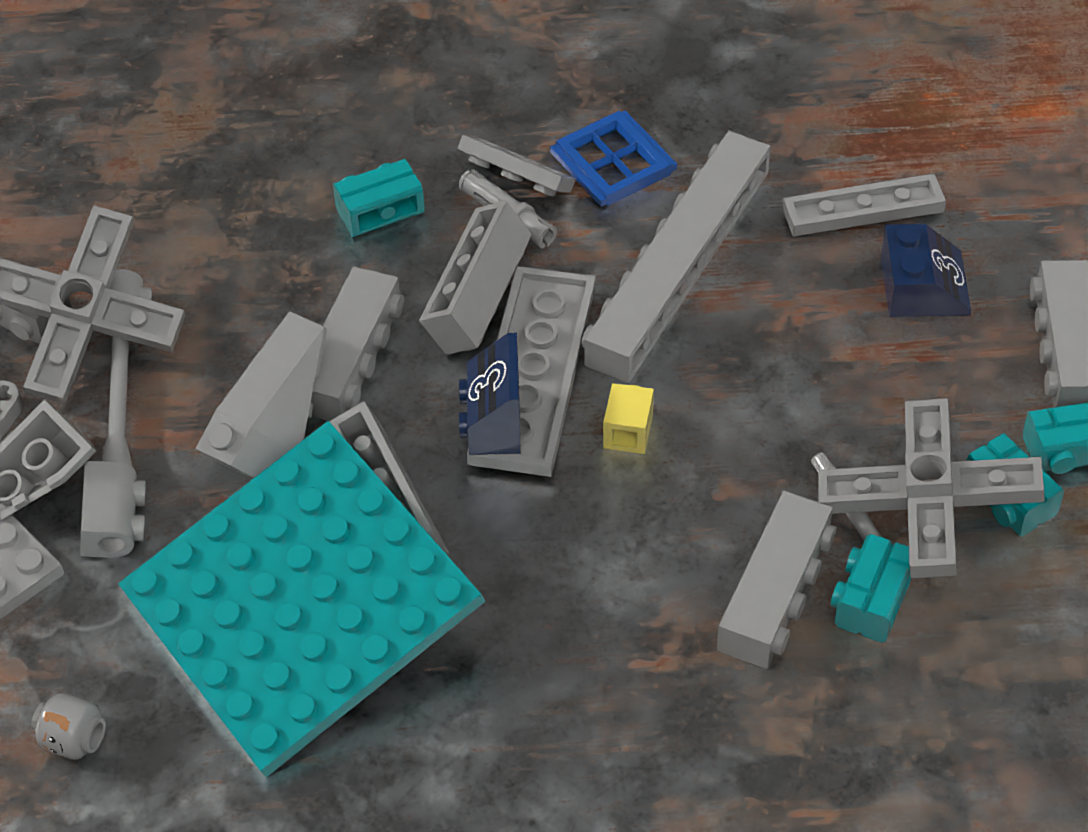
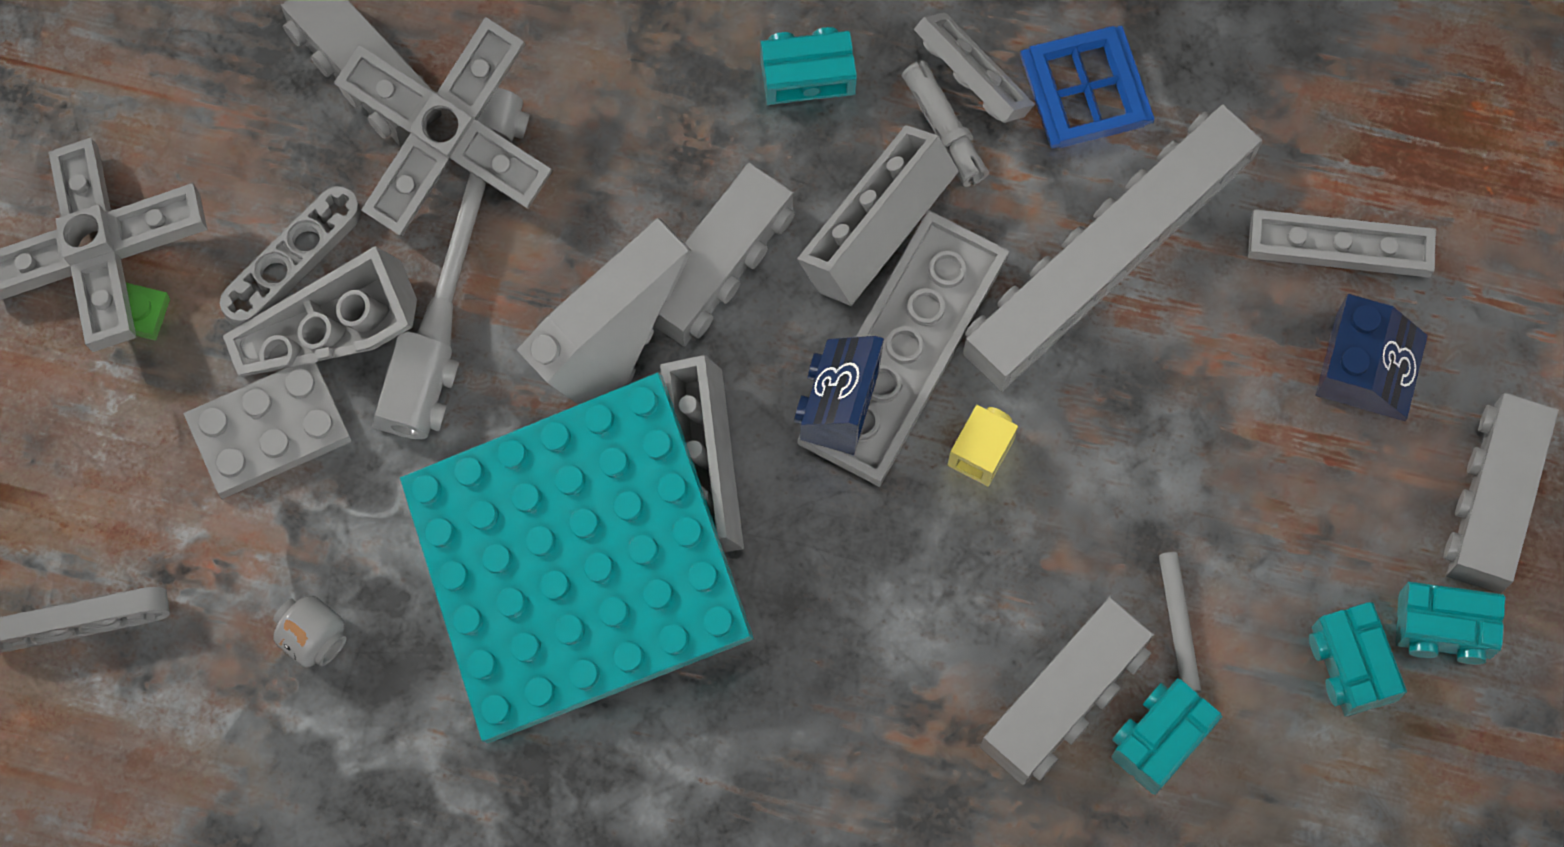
camera: 15 degrees right, 20 degrees up
(931, 502) = (1255, 673): light grey piece -> none

